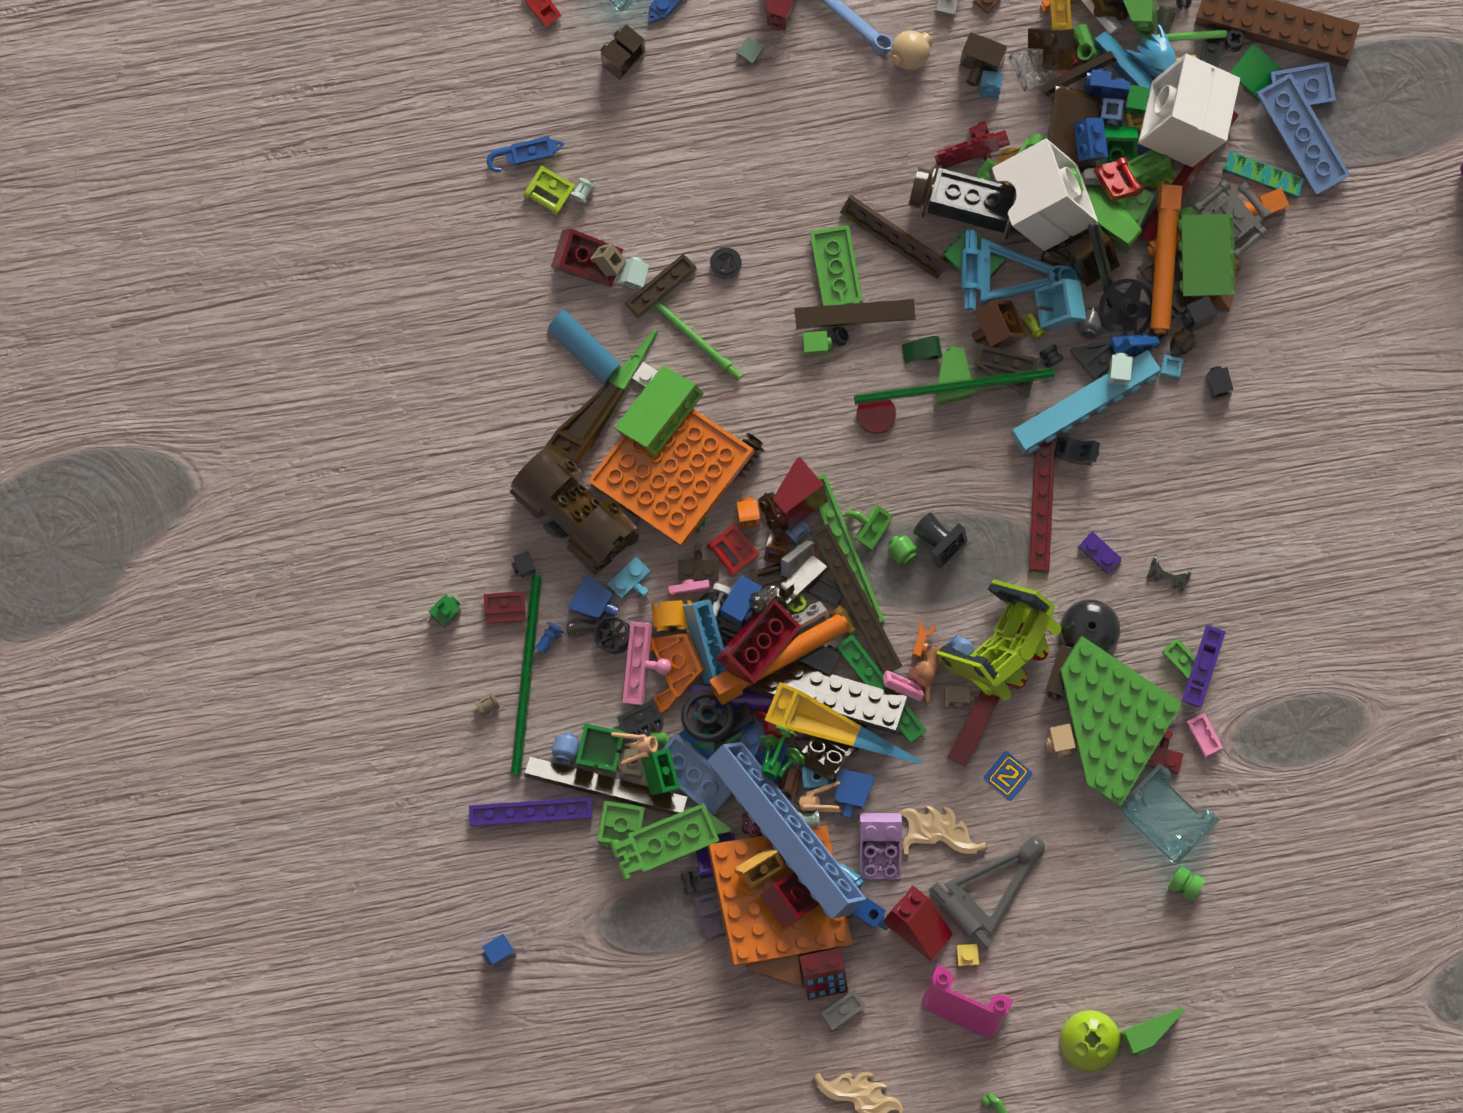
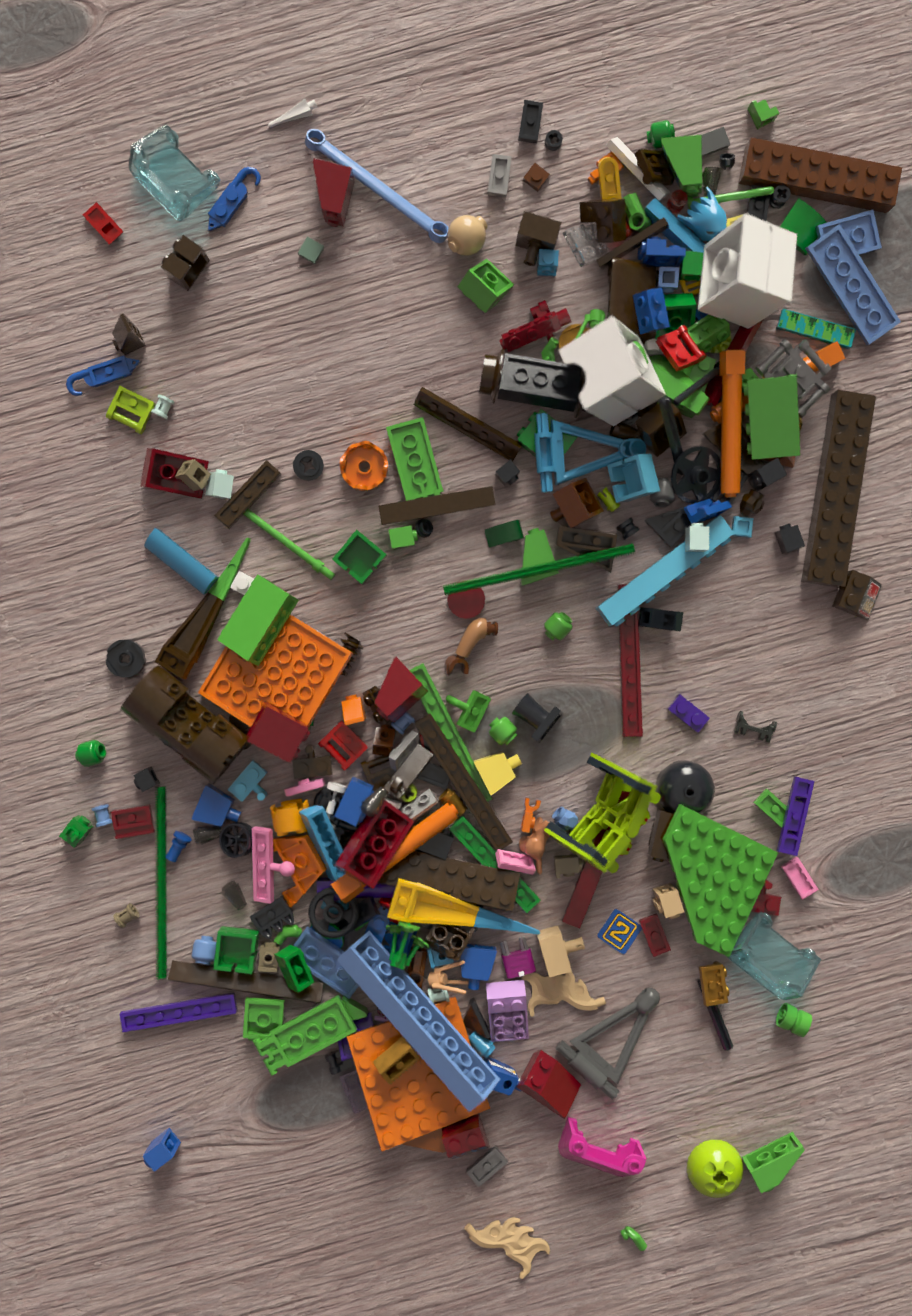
camera: 10 degrees left, 10 degrees up
(469, 532) = (90, 753): none -> green head
(473, 597) = (102, 815): none -> medium blue bush
(518, 428) = (127, 647): none -> black plate
(555, 117) = (127, 336): none -> dark brown slope
(602, 693) = (234, 895): none -> clear smoke cone
(644, 745) = (275, 948): light nougat plant -> none
(671, 520) = (277, 732): none -> dark red slope
(770, 358) = (360, 557): none -> green piece
(786, 255) = (354, 456): none -> orange plate
(789, 900) = (425, 1087): dark red slope -> none
(844, 851) = (474, 1020): none -> black slope
(883, 445) = (475, 631): none -> piece
(892, 590) = (497, 770): none -> light yellow torso
(896, 795) = (518, 962): none -> magenta piece
(925, 101) = (485, 285): none -> bright green slope
(931, 289) = (508, 473): none -> black plate
(937, 781) = (556, 950): none -> tan brick
(967, 955) = (596, 1102): light yellow plate -> none
(970, 448) = (558, 626): none -> bright green head
(1044, 780) = (654, 935): none -> dark red plate
(1102, 835) = (713, 984): none -> pearl gold bracket
(1103, 872) = (719, 1025): none -> black axle
(1131, 216) = (697, 385): none -> black bar
(1133, 31) = (672, 204): none -> clear red bush
(1273, 337) = (838, 488): none -> dark brown brick
(1288, 446) = (858, 595): none -> dark brown slope

